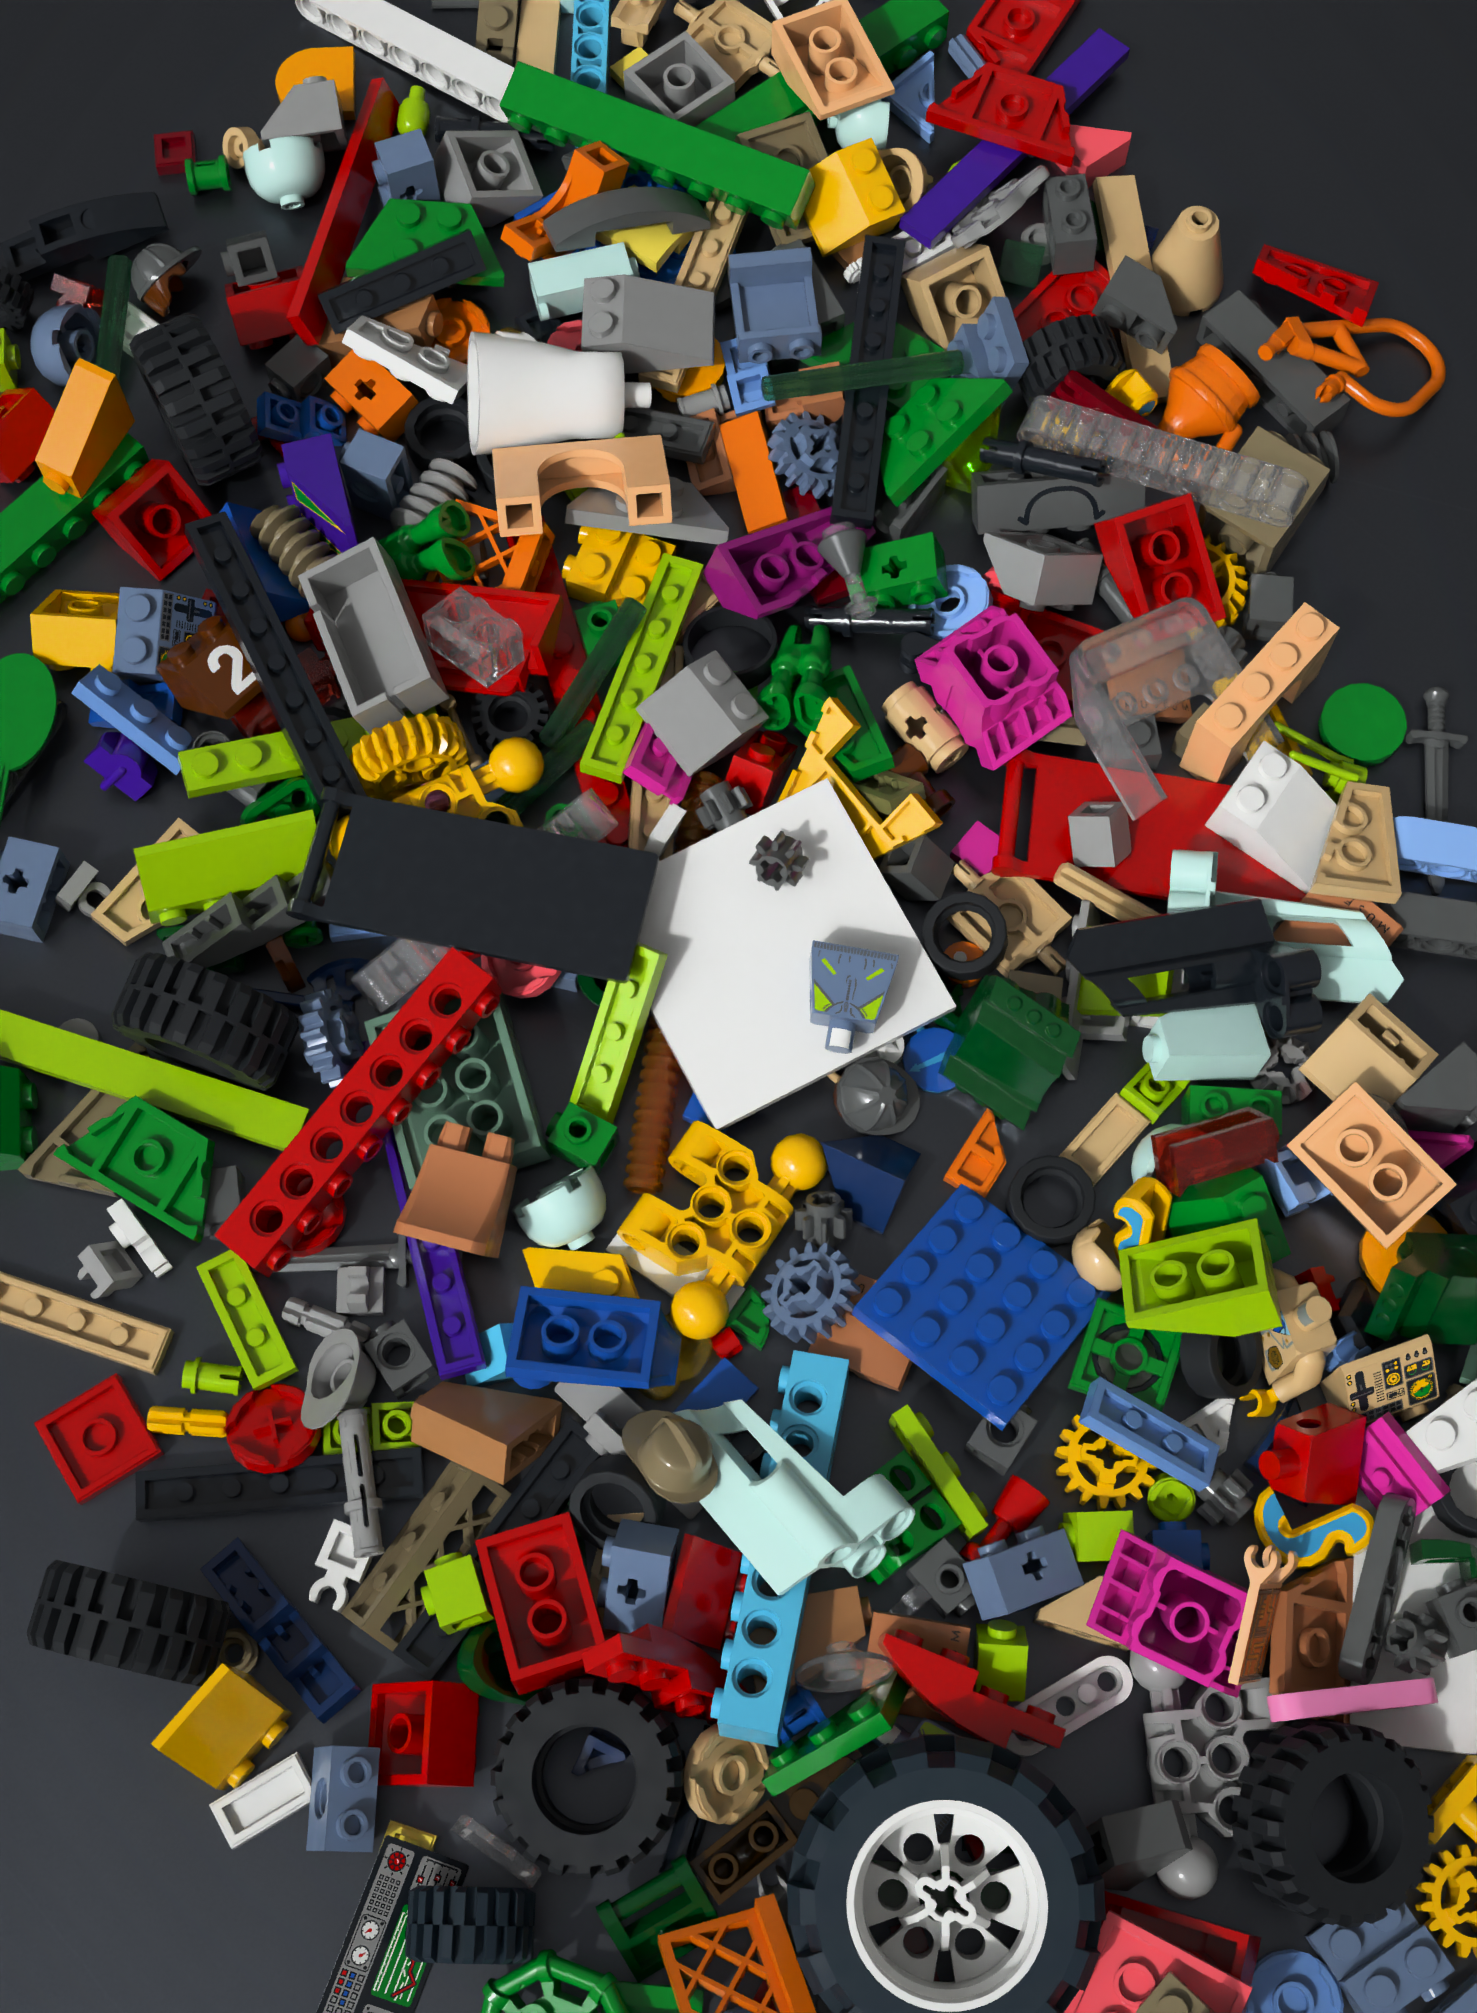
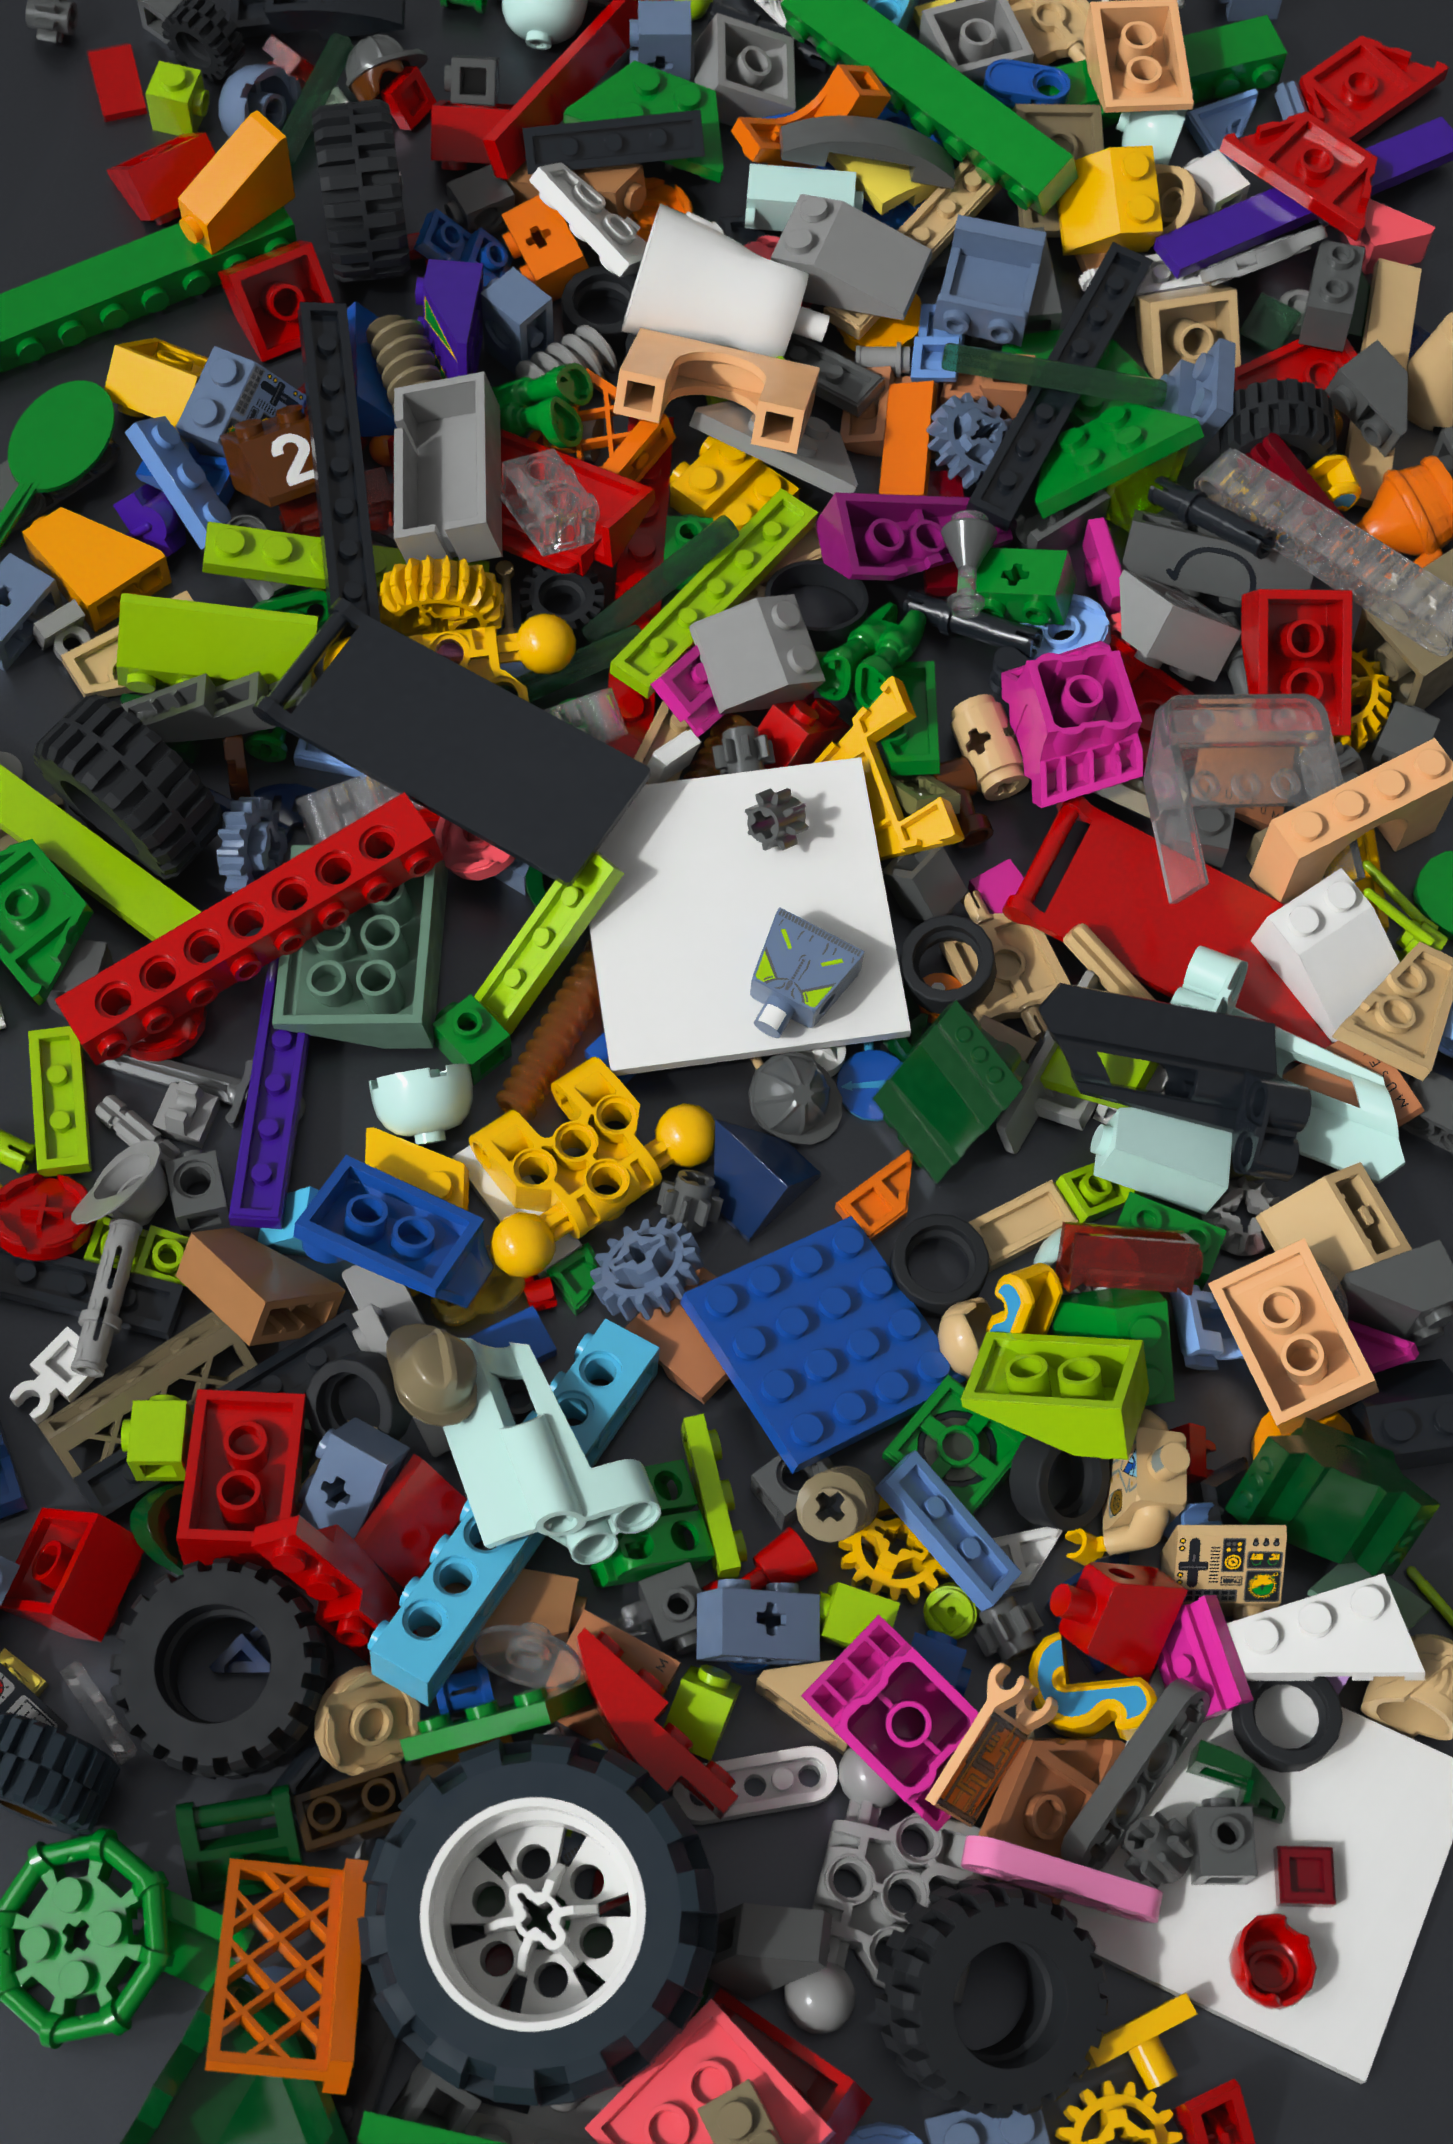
camera: 15 degrees right, 5 degrees down
(86, 819) = (94, 563): none -> light orange slope
(196, 293) = (408, 97): none -> red tile
(460, 1195) = (318, 1042): nougat hips -> none
(729, 112) = (1018, 81): none -> blue piece
(933, 148) = (1218, 181): none -> white brick
(961, 531) = (1102, 564): none -> dark pink plate
(1055, 1448) = (818, 1496): none -> dark tan piece
(1099, 834) = (1130, 908): light grey panel -> none

